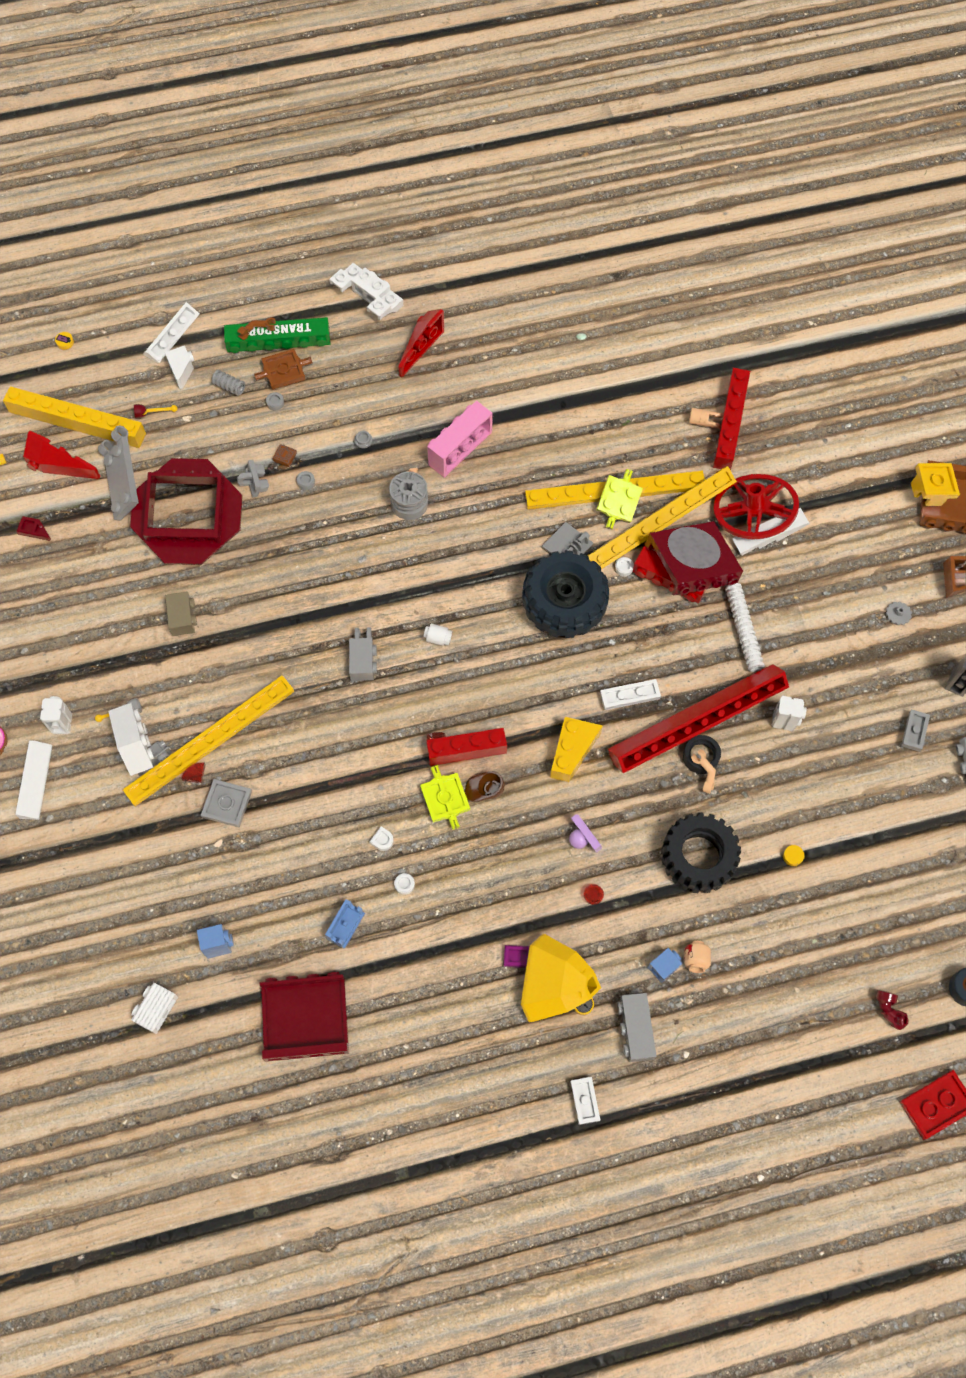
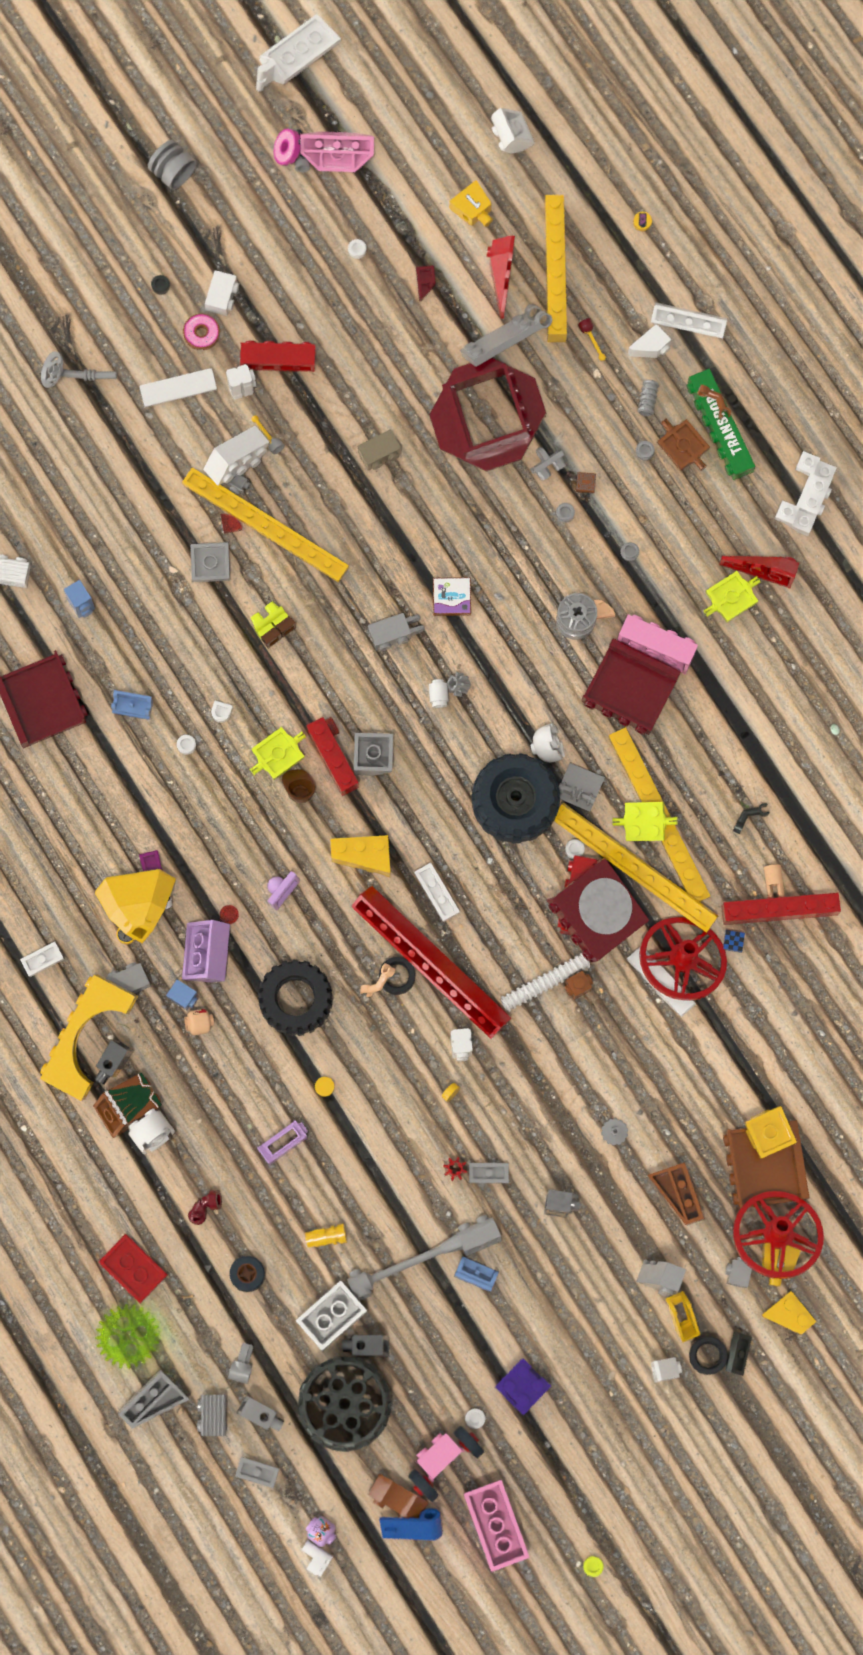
camera: 70 degrees right, 10 degrees up
(46, 675) = (278, 356): none -> red brick
(316, 761) = (274, 625): none -> hips
(347, 597) = (452, 596): none -> tile
(436, 373) = (731, 596): none -> neon yellow plate
(437, 608) = (458, 684): none -> light grey gear
(478, 707) = (373, 754): none -> light grey slope
(488, 476) = (631, 687): none -> dark red panel
(520, 556) = (547, 744): none -> white cylinder
(626, 928) = (206, 951): none -> lavender slope
(644, 429) = (746, 813): none -> pearl dark grey arm
(651, 1047) = (63, 1066): none -> yellow arch
(711, 1050) = (116, 1053): none -> dark grey torso
(748, 465) = (733, 941): none -> tile
(756, 598) = (578, 985): none -> dark orange brick
(767, 1056) = (126, 1104): none -> slope
(803, 1039) = (150, 1131): none -> white brick
(829, 740) = (450, 1092): none -> yellow tile
(835, 913) = (271, 1158): none -> lavender window
(901, 762) = (458, 1173): none -> red gear
(946, 899) = (326, 1236): none -> yellow axle

